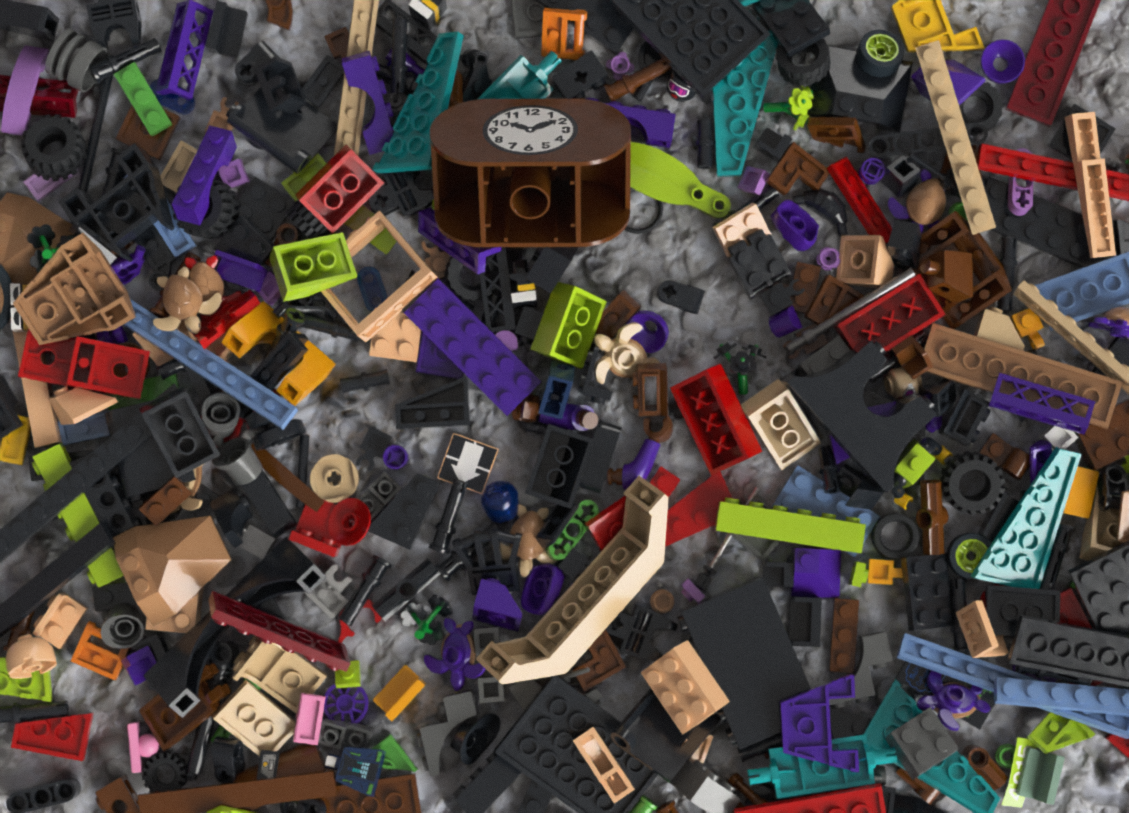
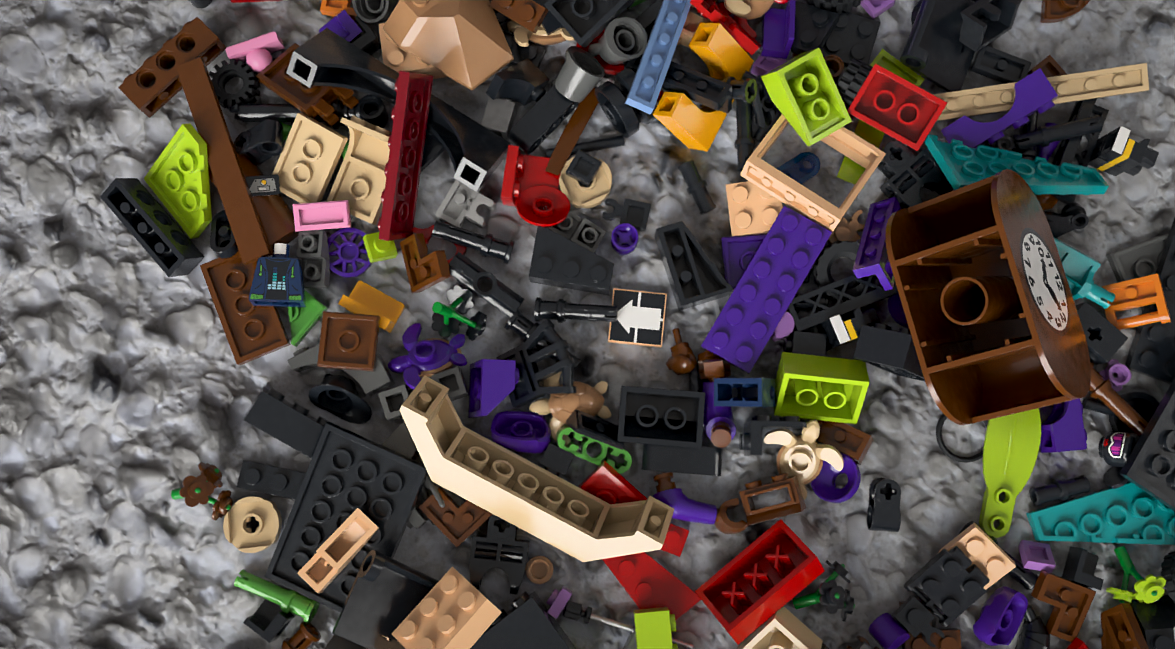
camera: 70 degrees right, 5 degrees down
(323, 477) = (583, 168): none -> black tile
(379, 642) = (421, 268): none -> reddish brown plate
(428, 718) = (348, 341): none -> reddish brown plate
(500, 501) = (605, 362): clear blue hair -> none
(513, 433) = (682, 358): none -> reddish brown piece

